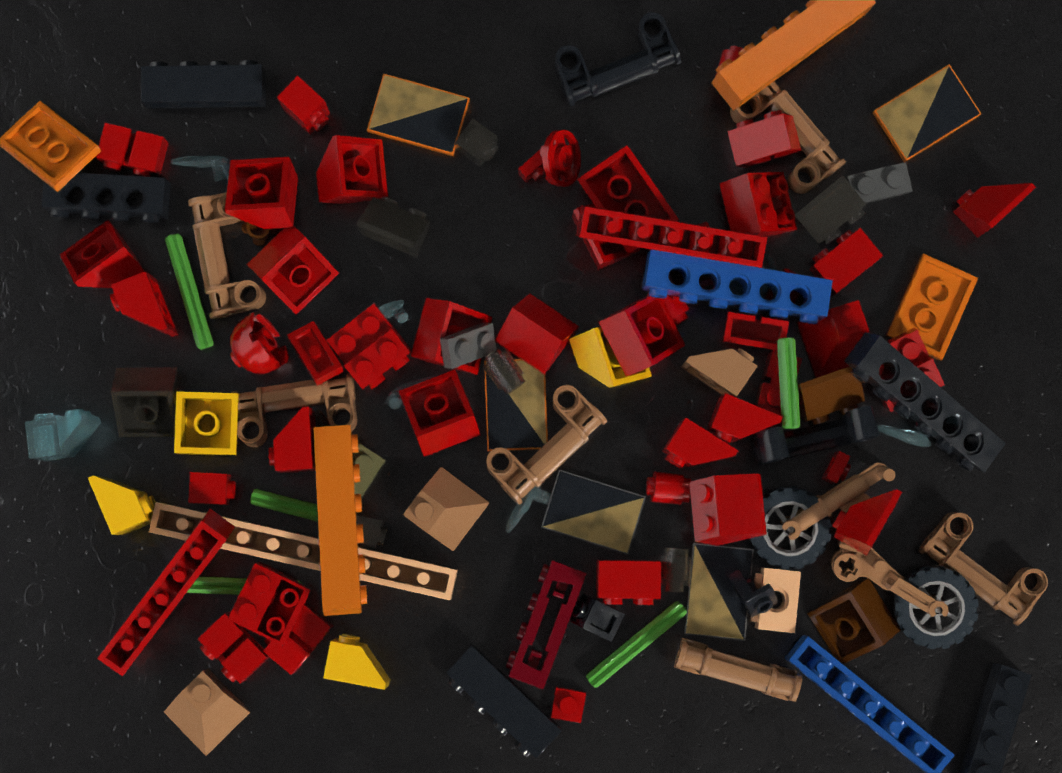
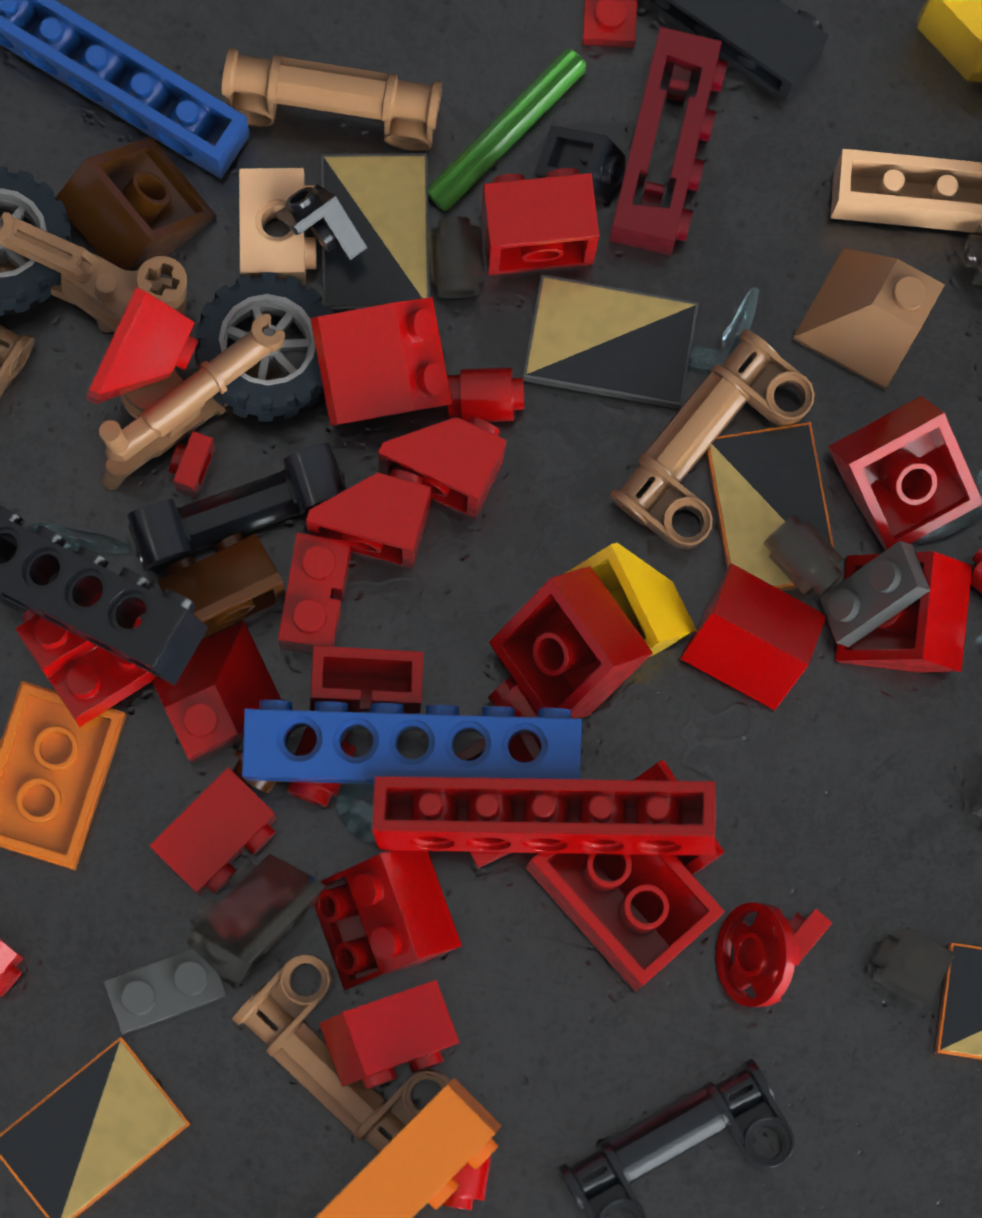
camera: 165 degrees right, 5 degrees down
(722, 370) = (419, 603): medium nougat slope -> none
(788, 383) = (300, 586): bright green axle -> none

